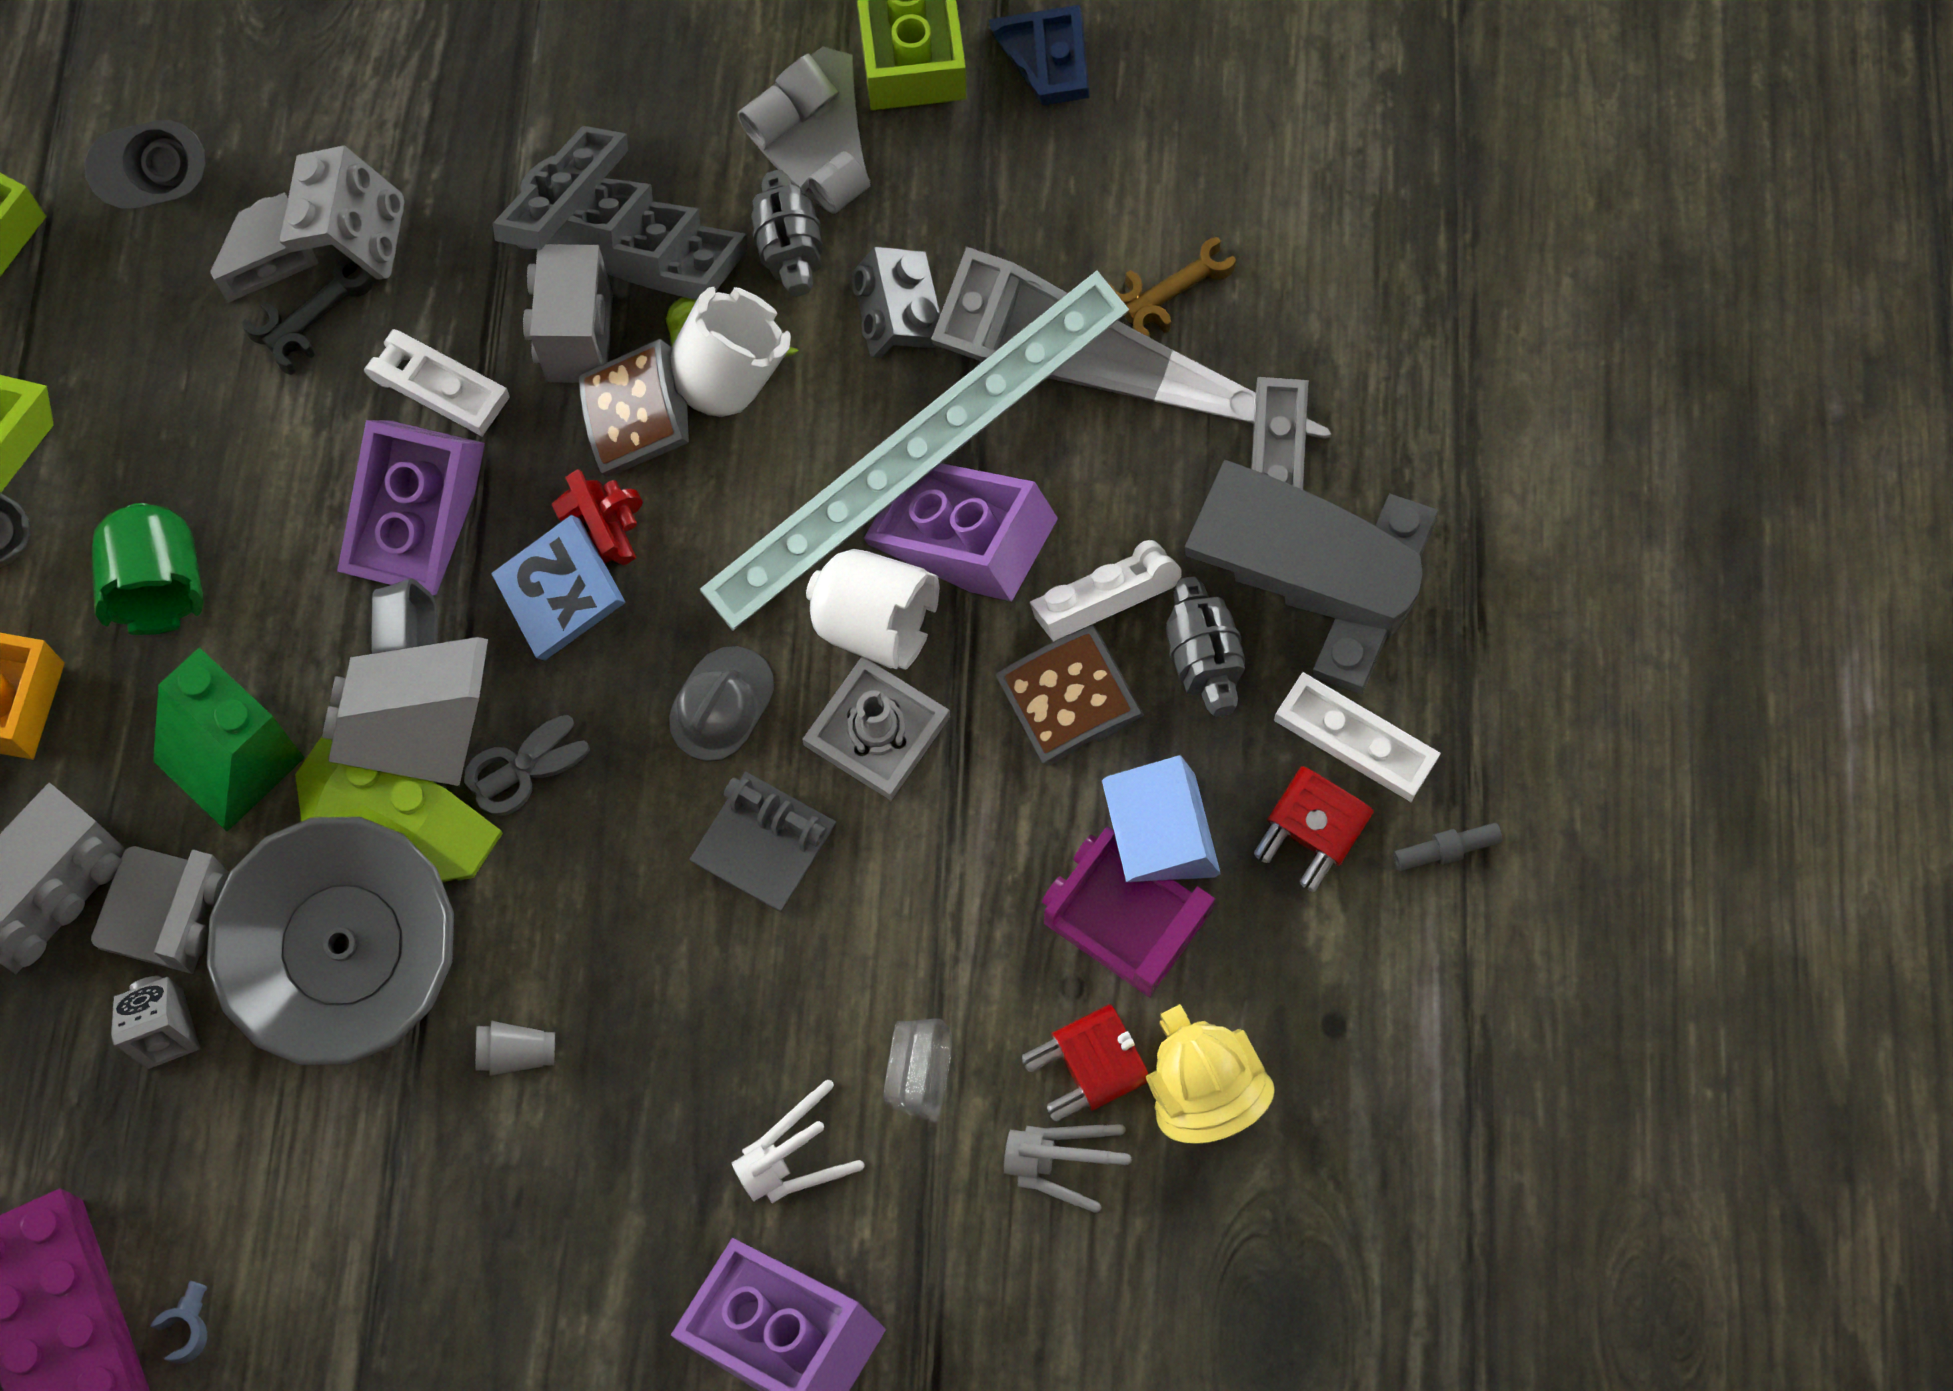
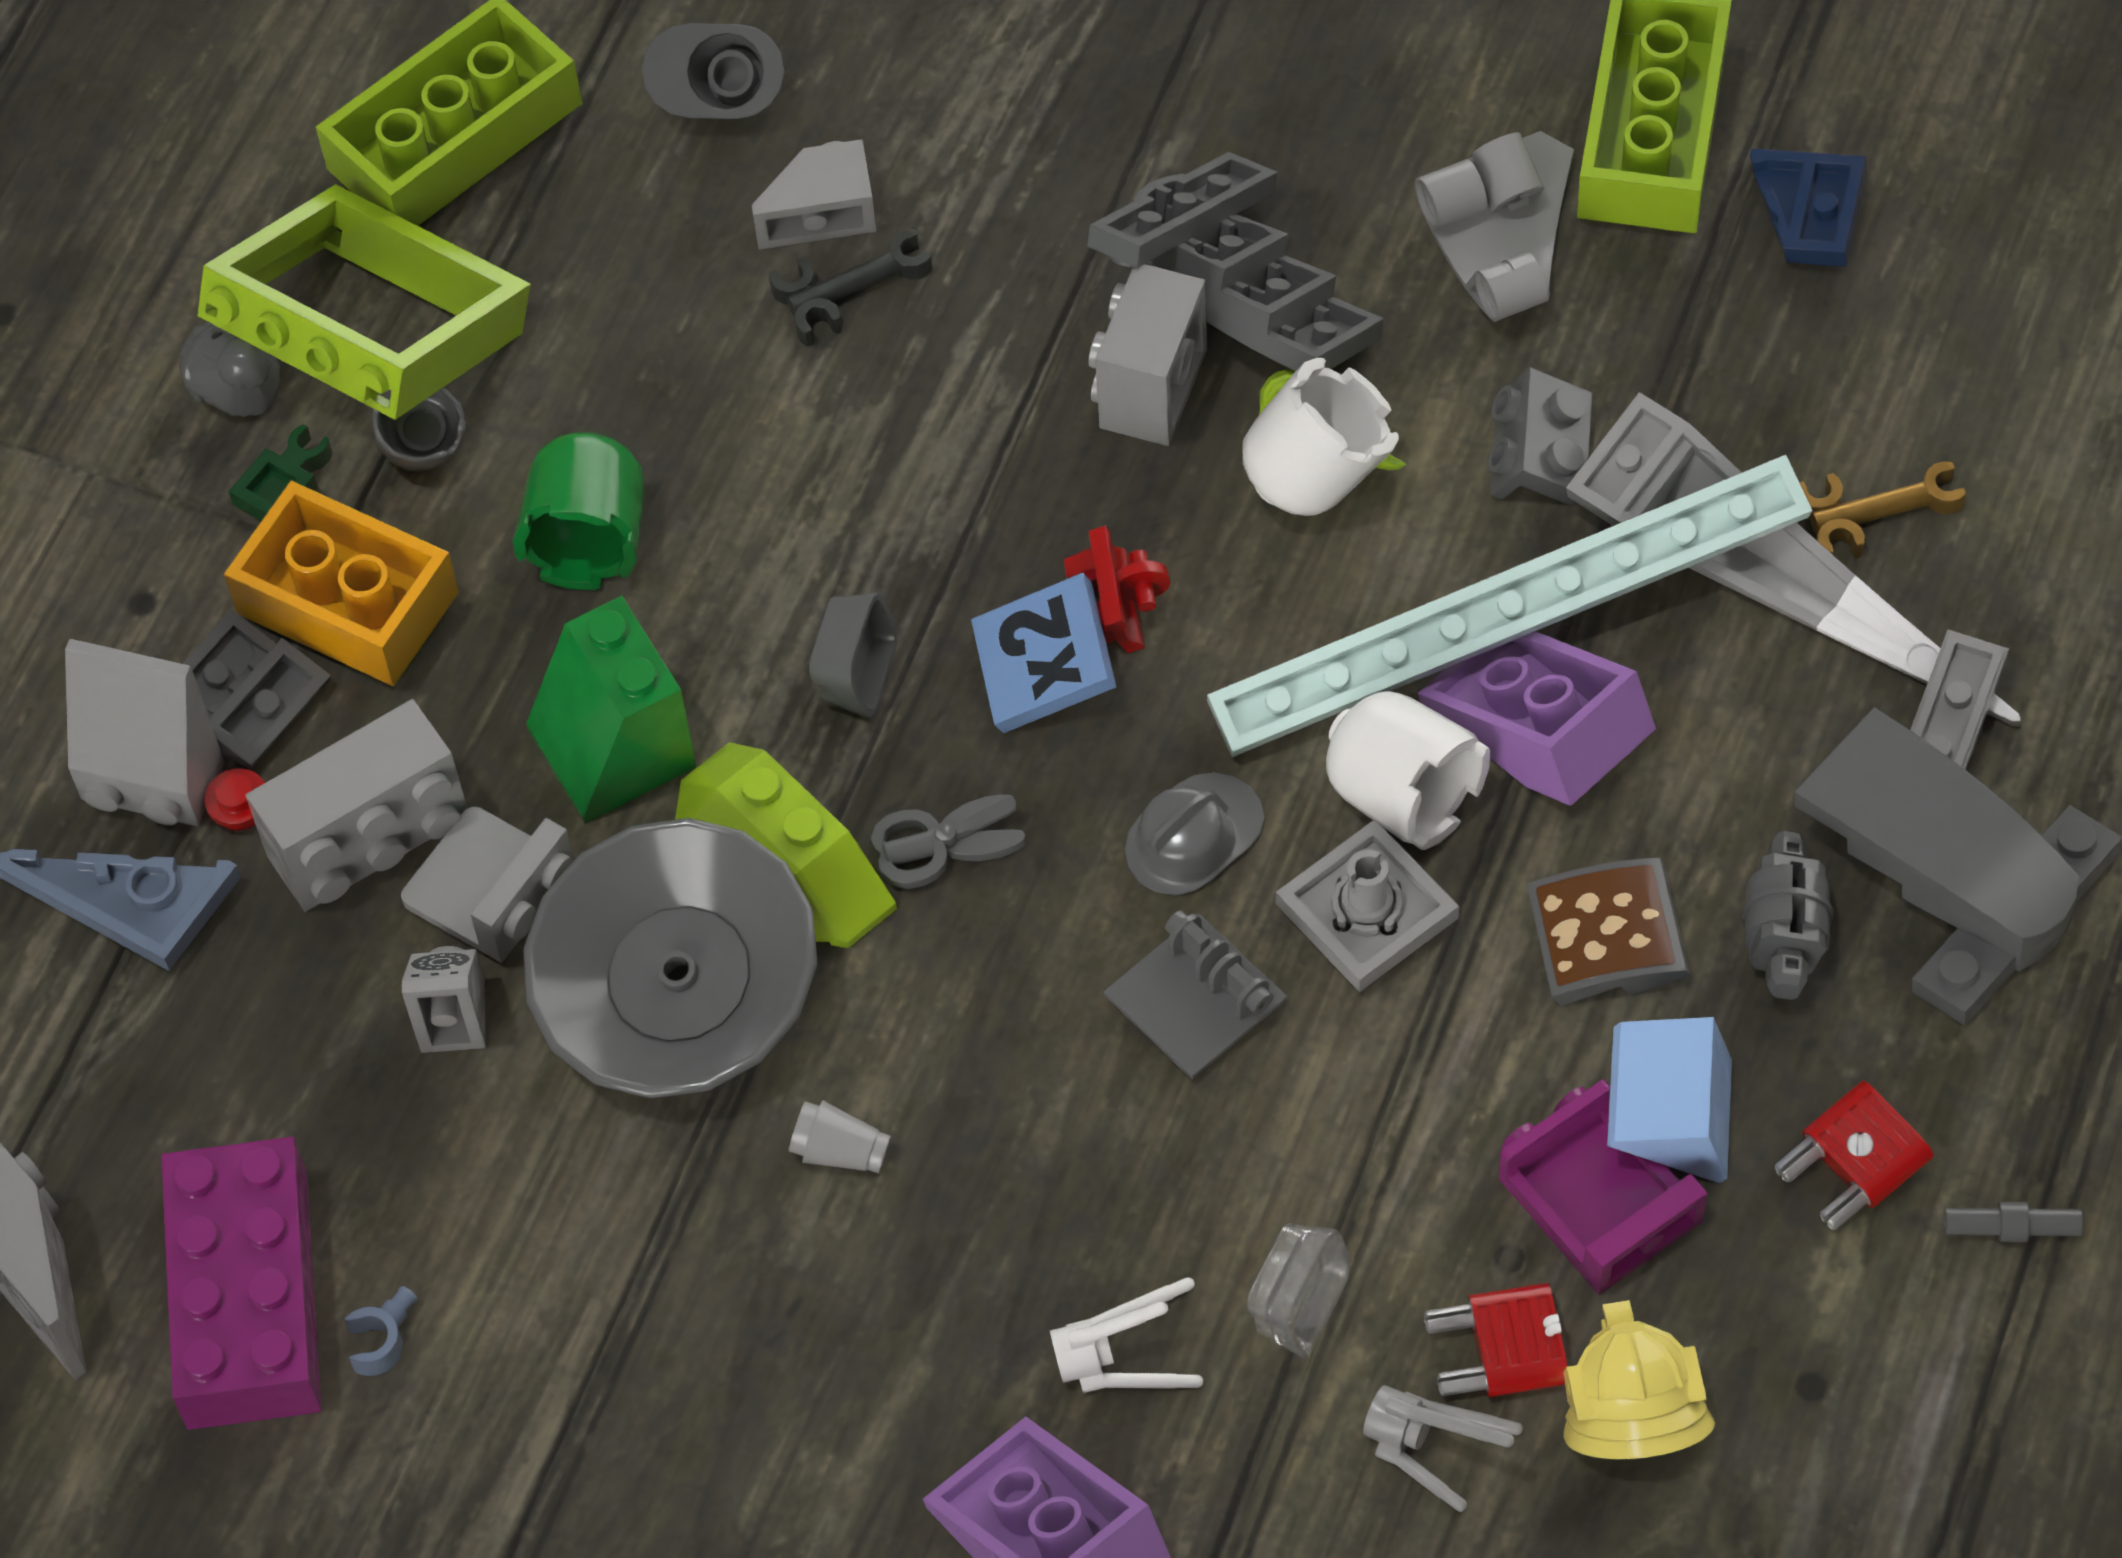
camera: 20 degrees right, 10 degrees down
(346, 205) = (929, 170): light grey bracket -> none
(408, 503) = (900, 515): medium lavender slope -> none
(408, 710) = (833, 732): light grey slope -> none
(438, 382) = (974, 394): white plate -> none
(633, 409) = (1190, 477): slope -> none
(787, 233) = (1432, 328): dark grey piece -> none
(1106, 591) = (1688, 824): white plate -> none
(1356, 736) = (1941, 1068): white plate -> none

